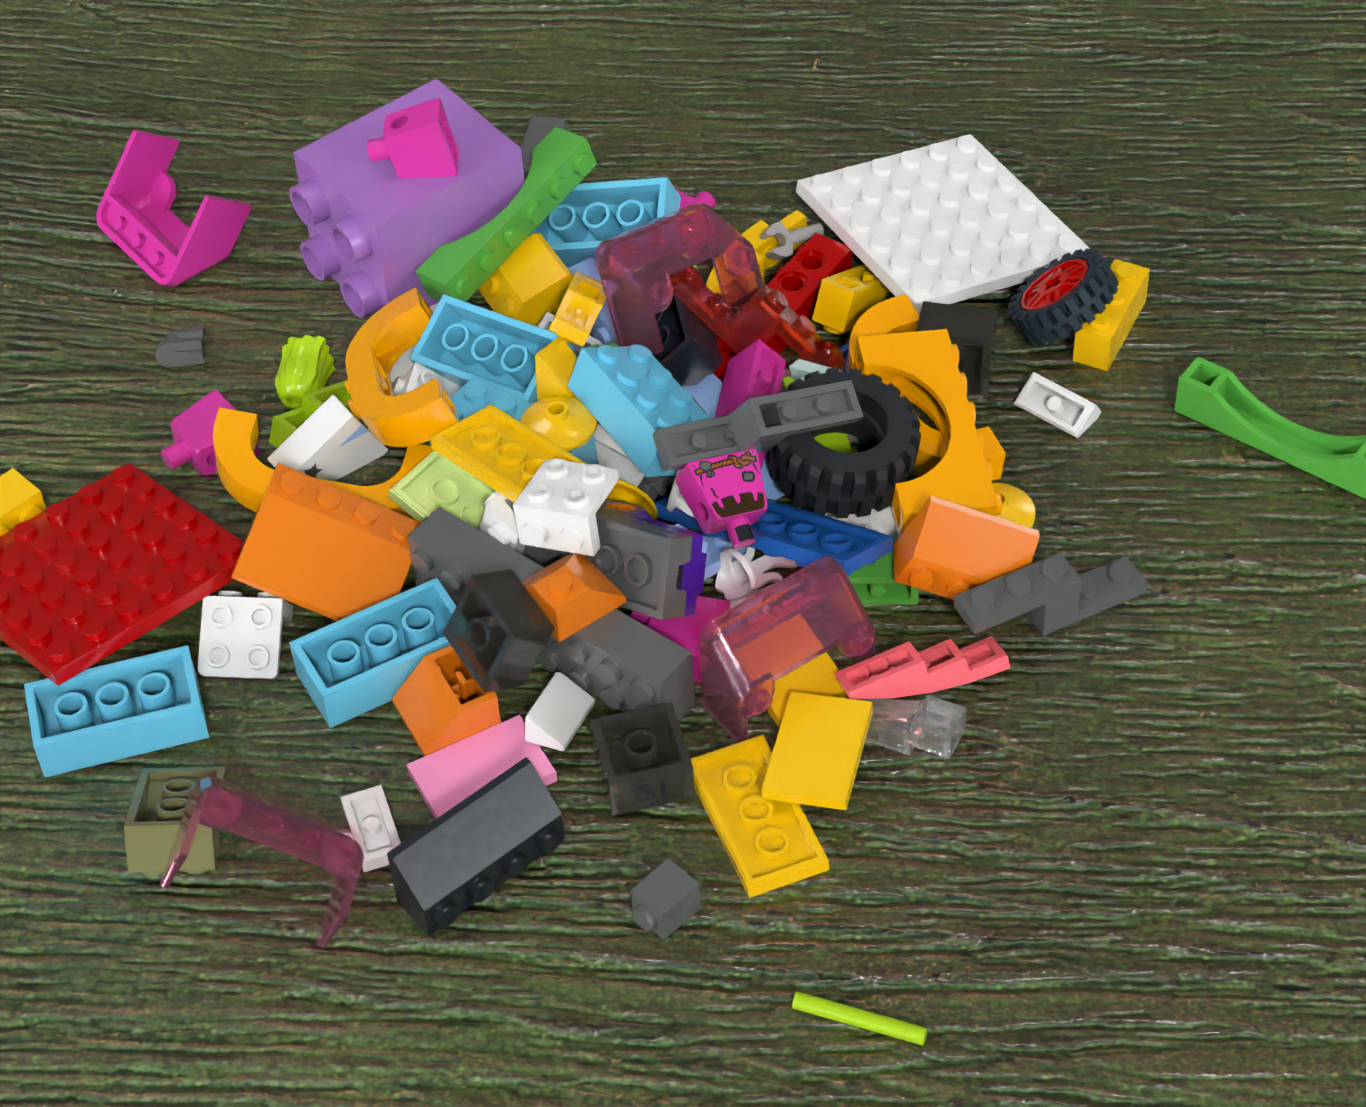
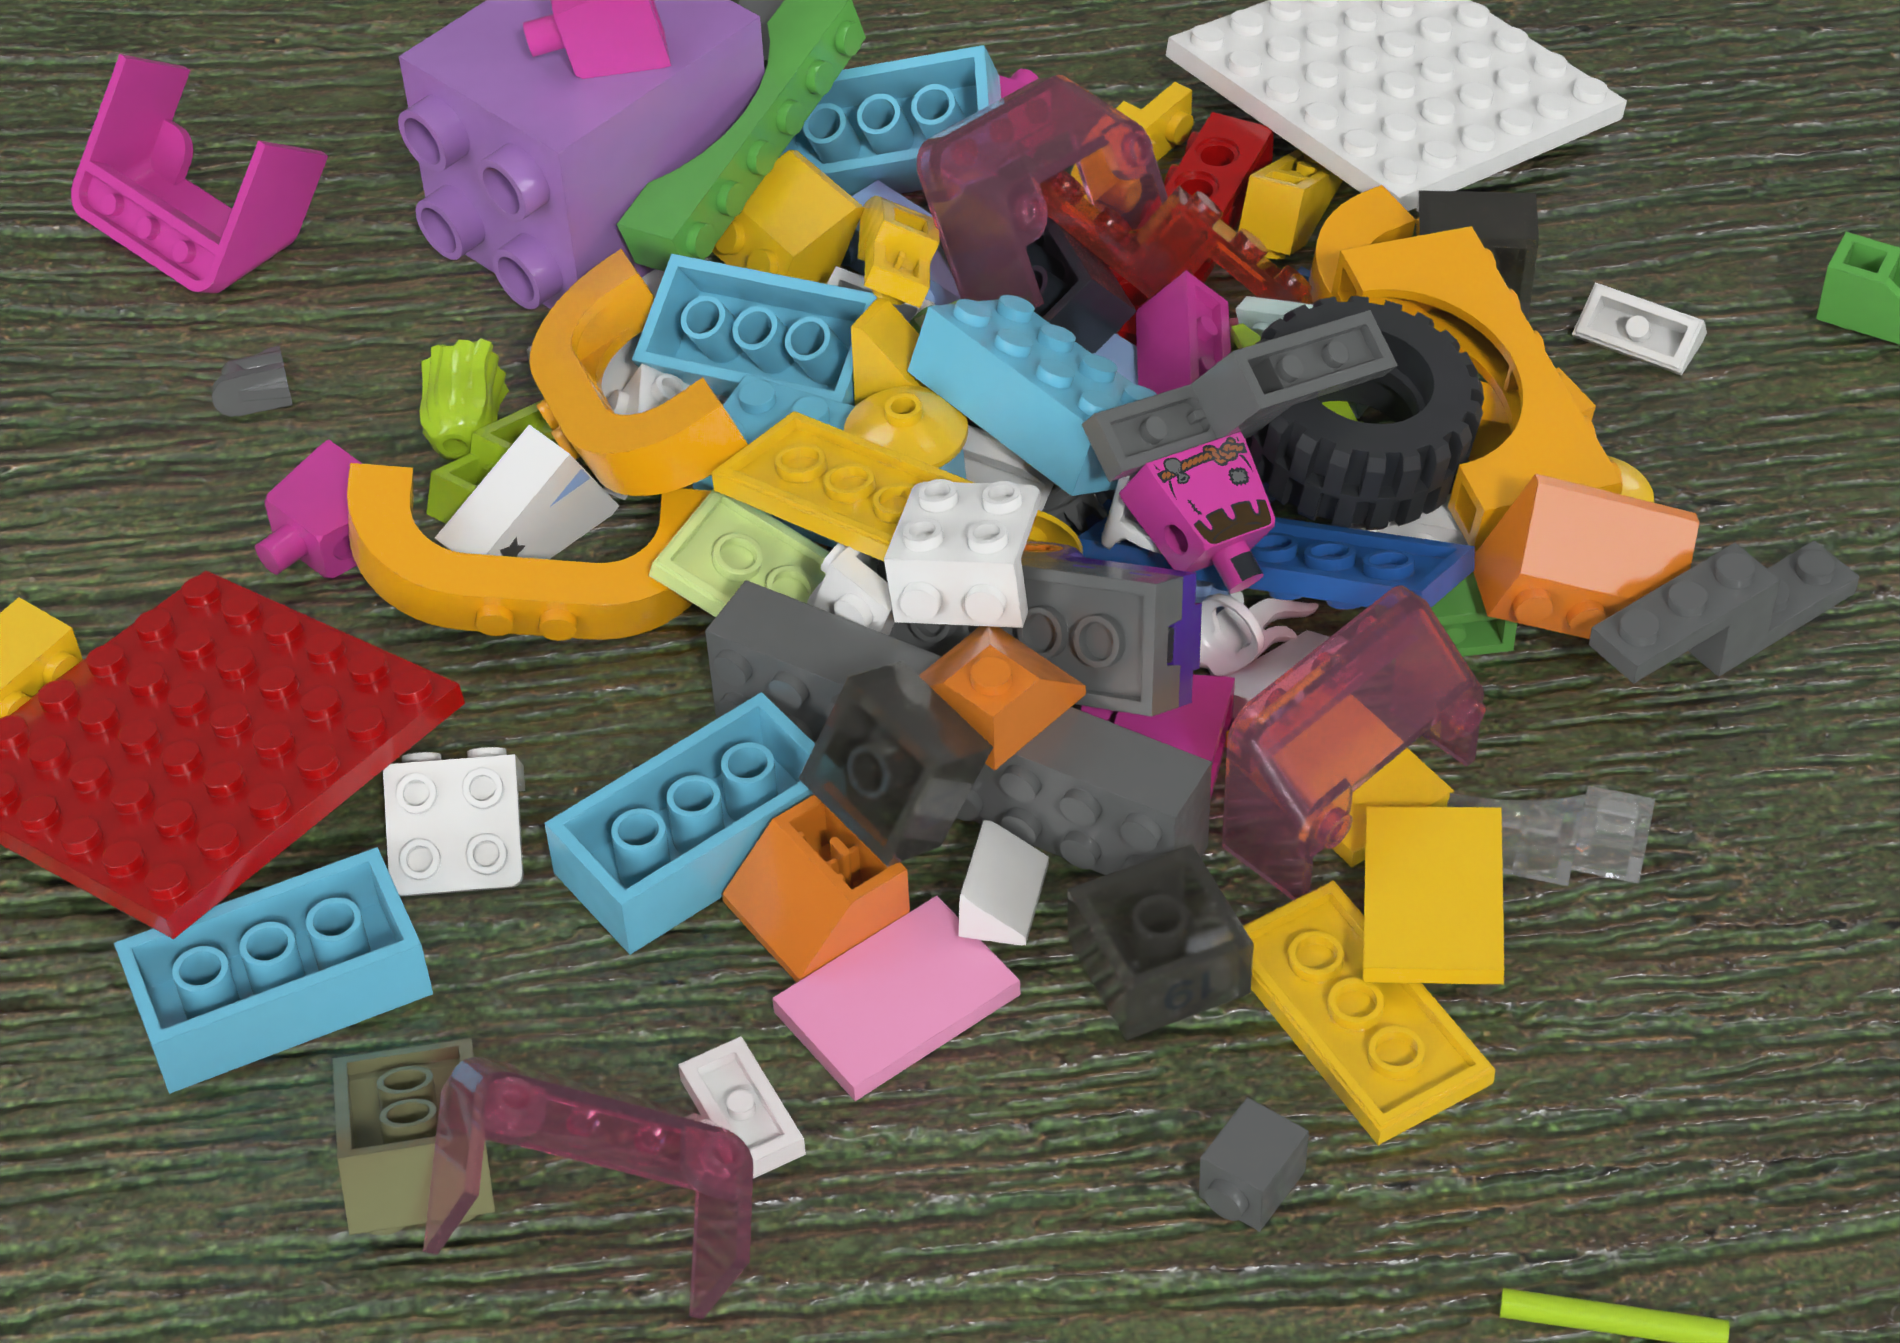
camera: 10 degrees left, 0 degrees up
(324, 546) = (567, 664): orange slope -> none
(475, 847) = (927, 1121): slope -> none
(788, 238) = (1172, 124): light grey bar -> none
(909, 672) = (1546, 754): coral slope -> none
(1063, 296) = (1616, 167): black wheel -> none
(1102, 338) = (1685, 188): yellow brick -> none

